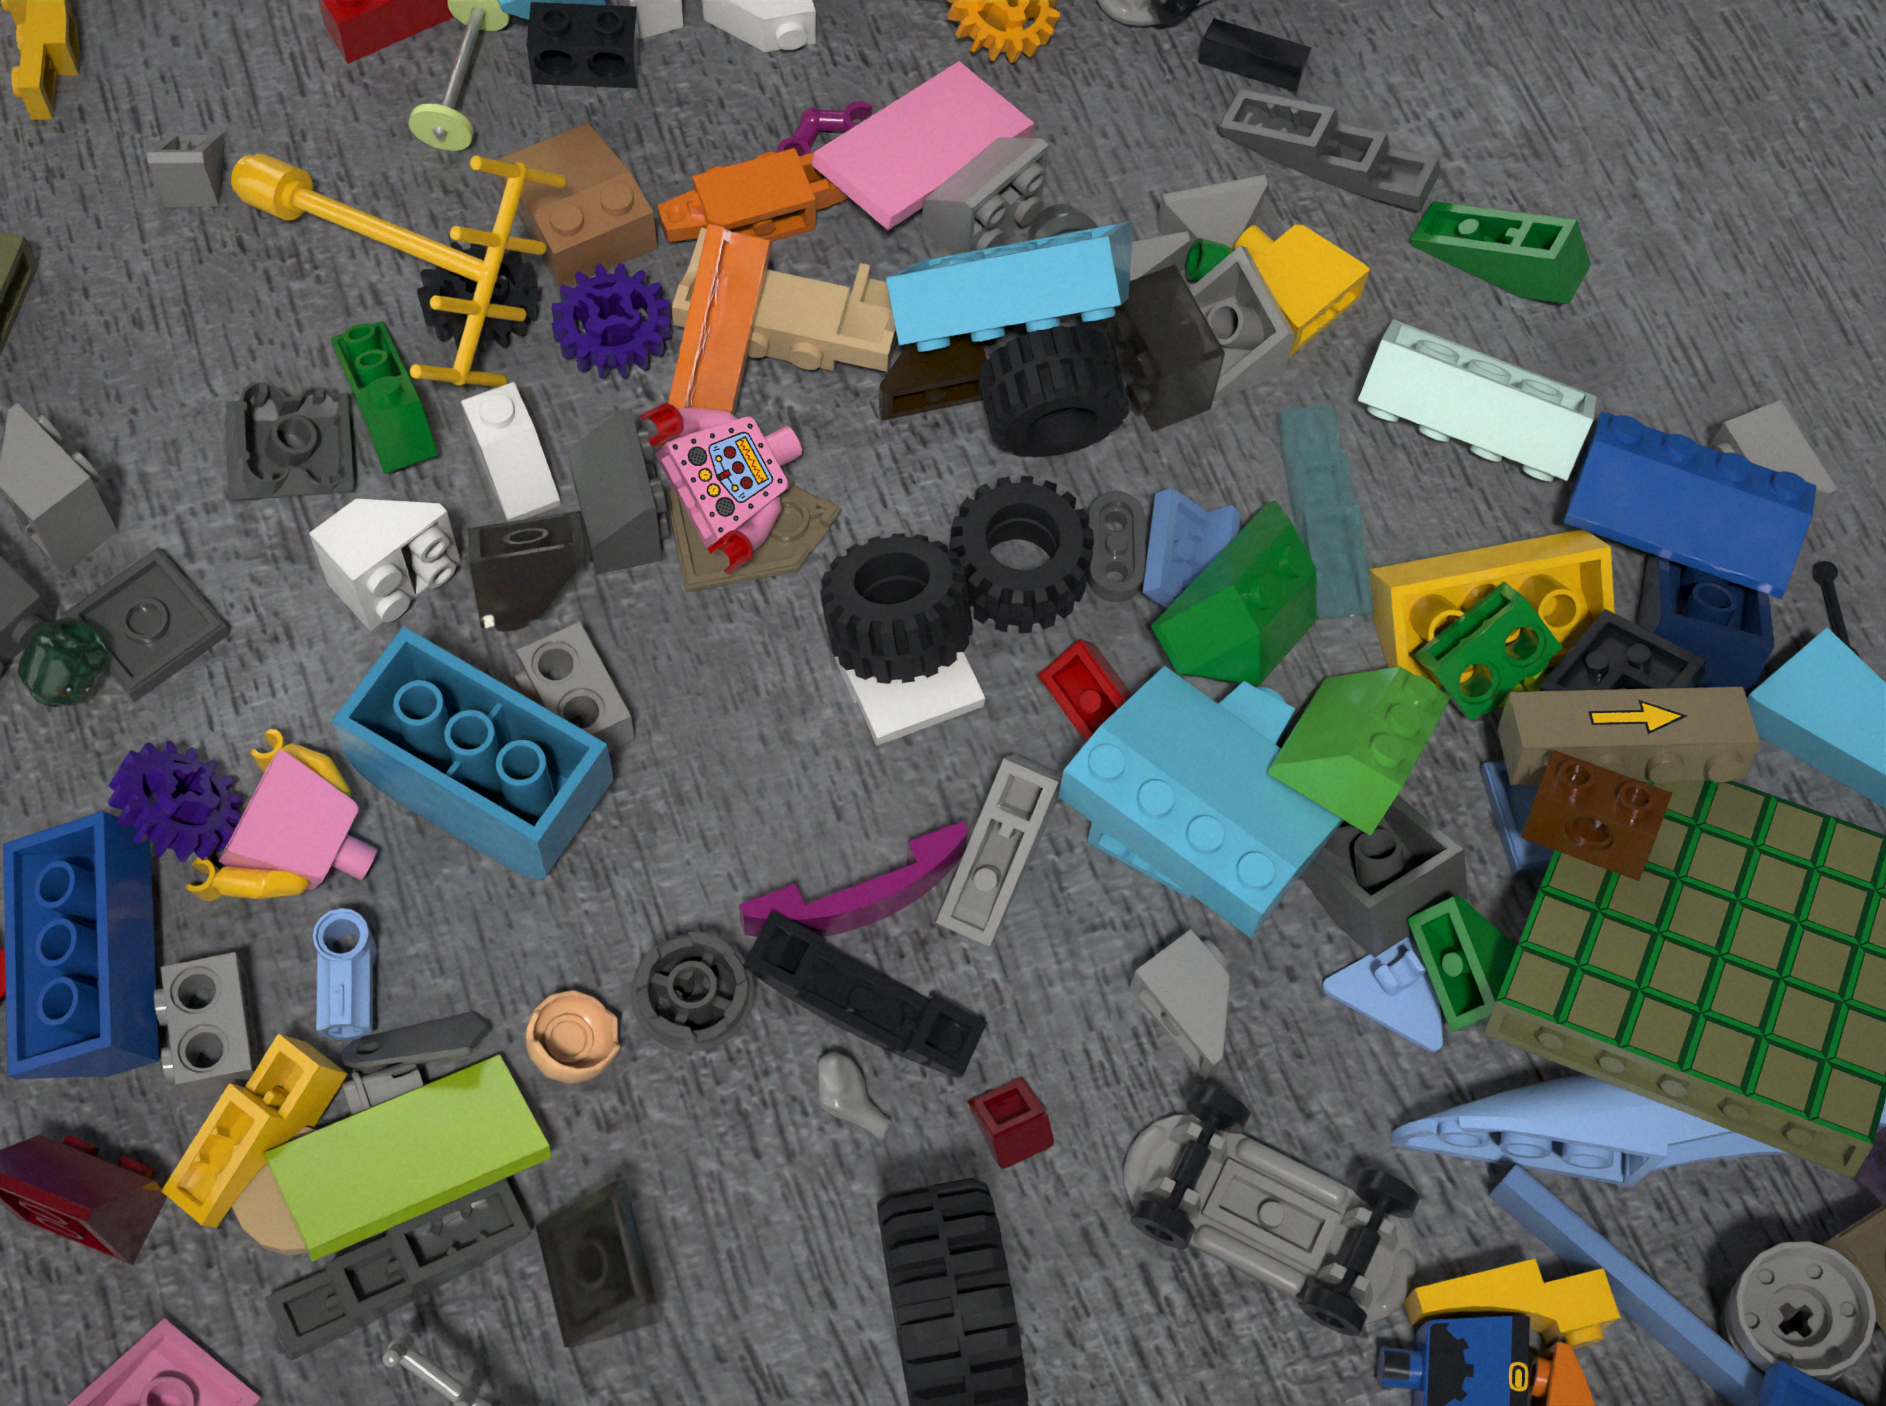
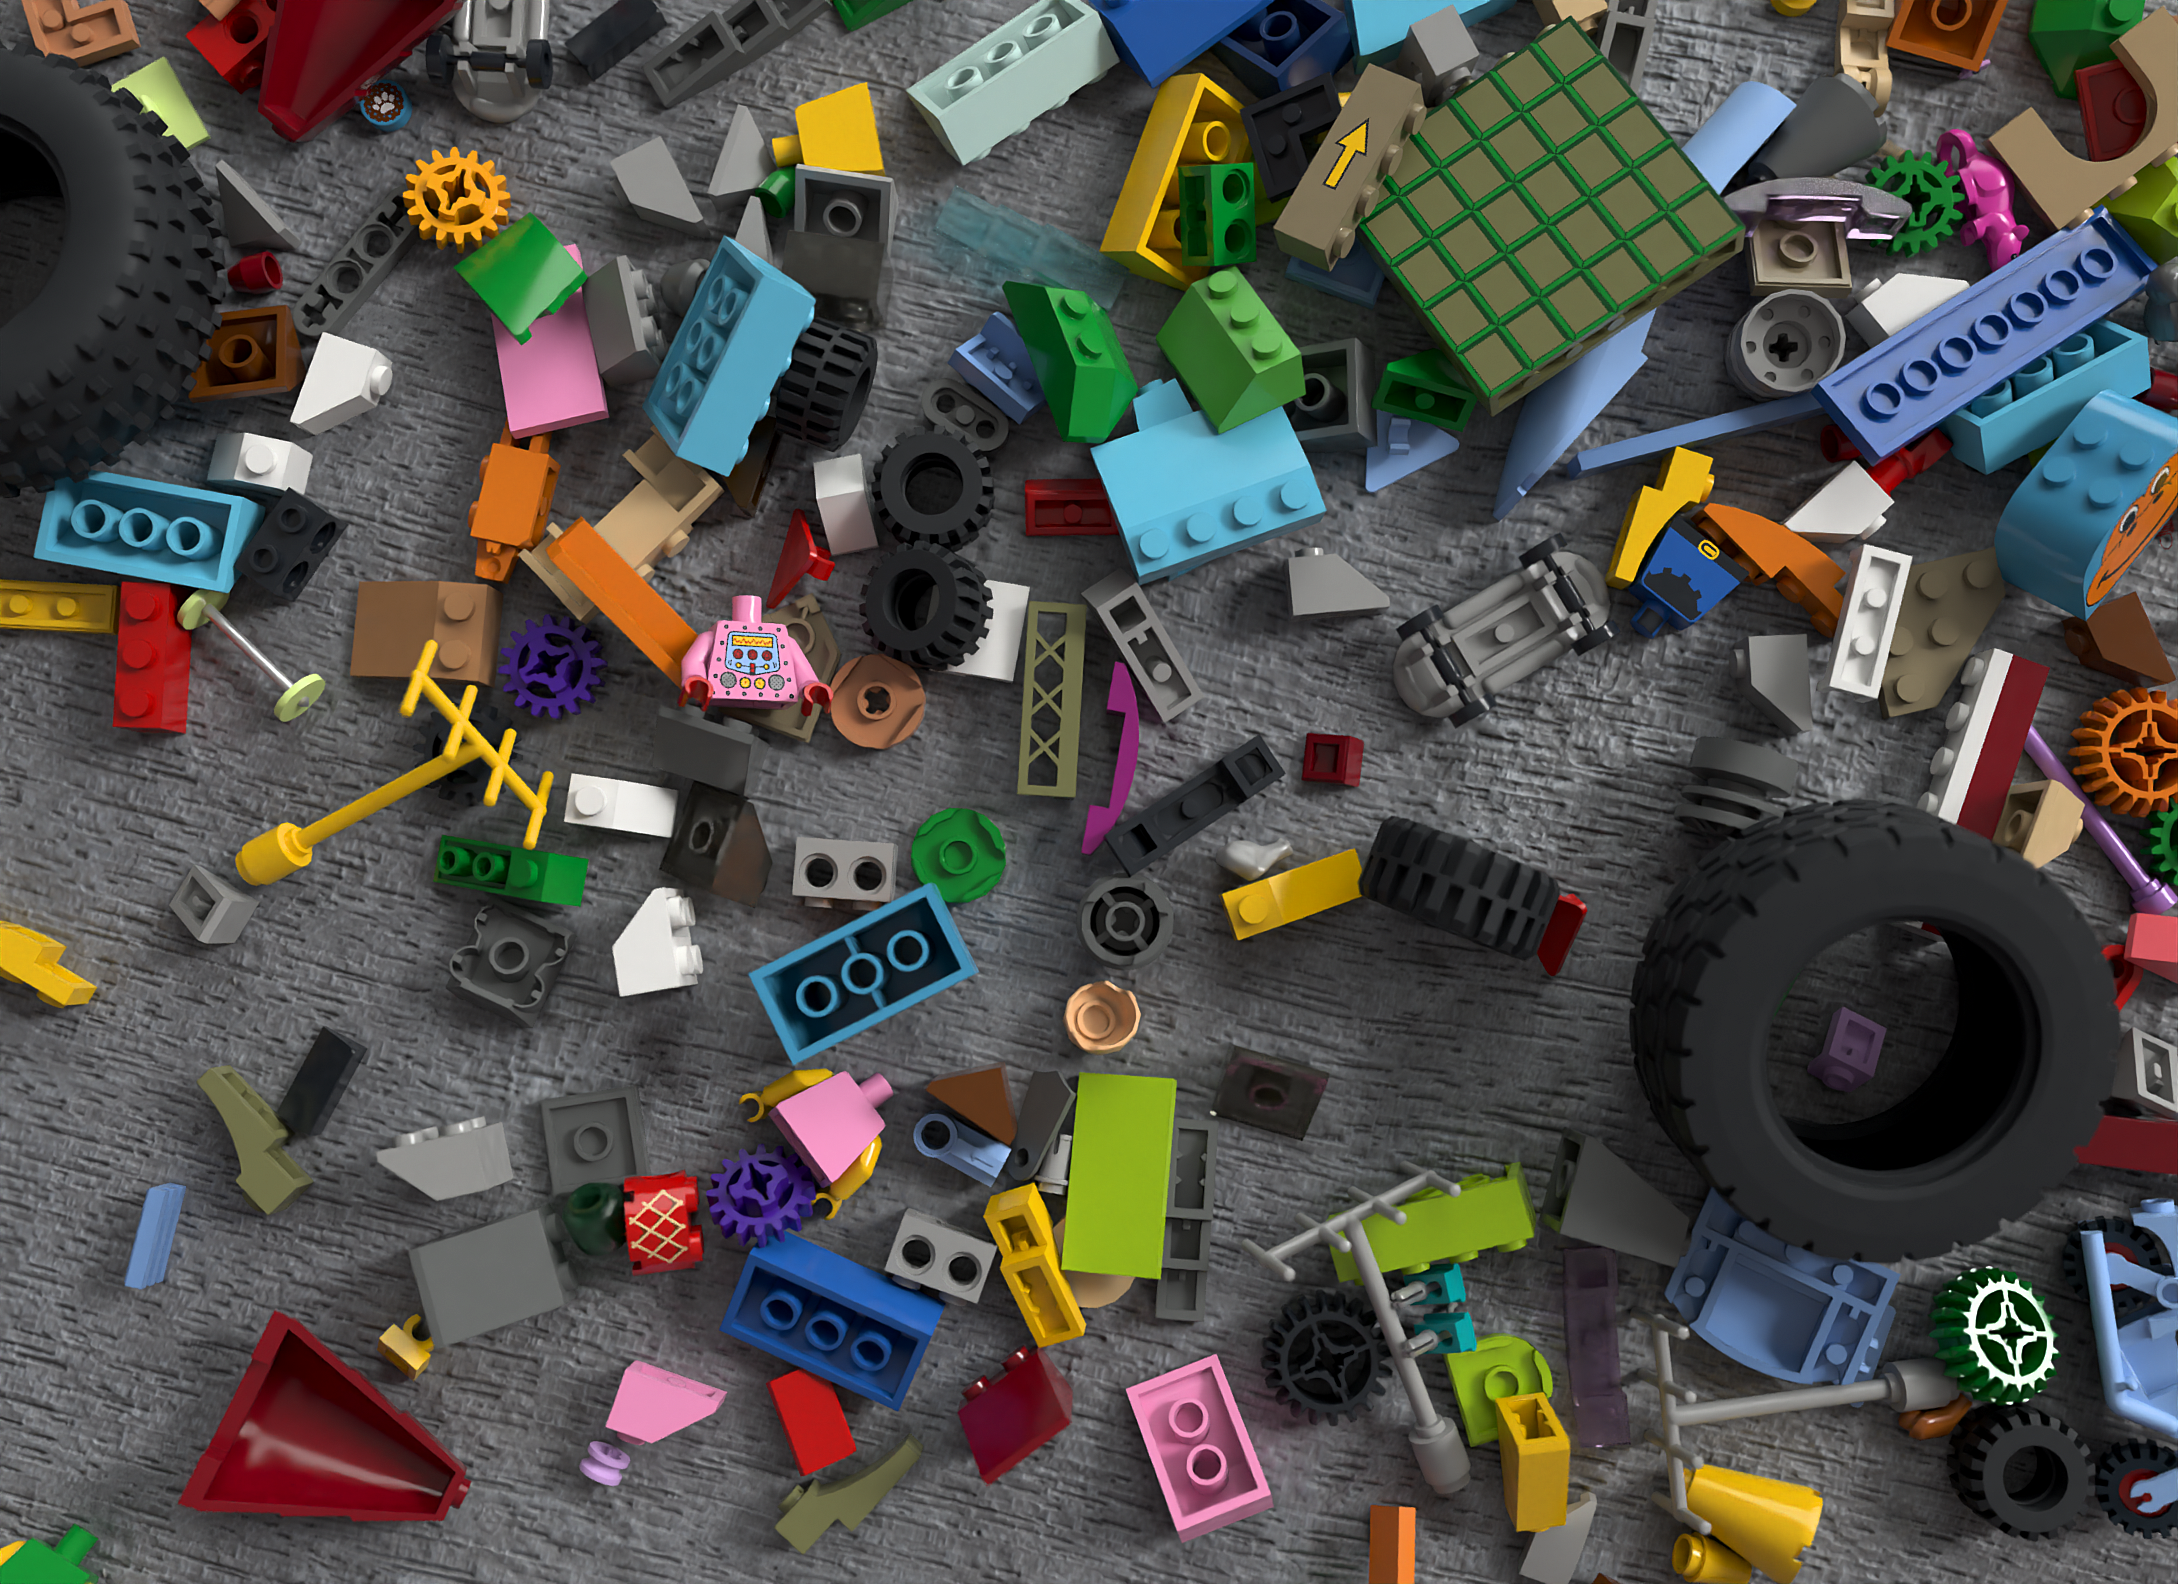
camera: 50 degrees left, 20 degrees up
(66, 349) = (321, 1081): none -> black slope
(90, 721) = (661, 1223): none -> red brick
(412, 958) = (980, 1096): none -> reddish brown slope
(661, 801) = (959, 854): none -> green tile
(778, 659) = (879, 729): none -> nougat plate
(818, 120) = (467, 406): magenta arm -> none
(823, 1152) = (1292, 894): none -> yellow slope
(873, 487) = (797, 558): none -> red piece
(892, 809) = (1070, 699): none -> olive fence
(943, 484) = (845, 504): none -> white slope
(968, 85) = (522, 275): none -> green slope
(1137, 158) = (656, 189): none -> light grey slope
(1596, 815) = (1401, 234): reddish brown brick -> none
(1811, 760) = (1438, 55): none -> light grey brick

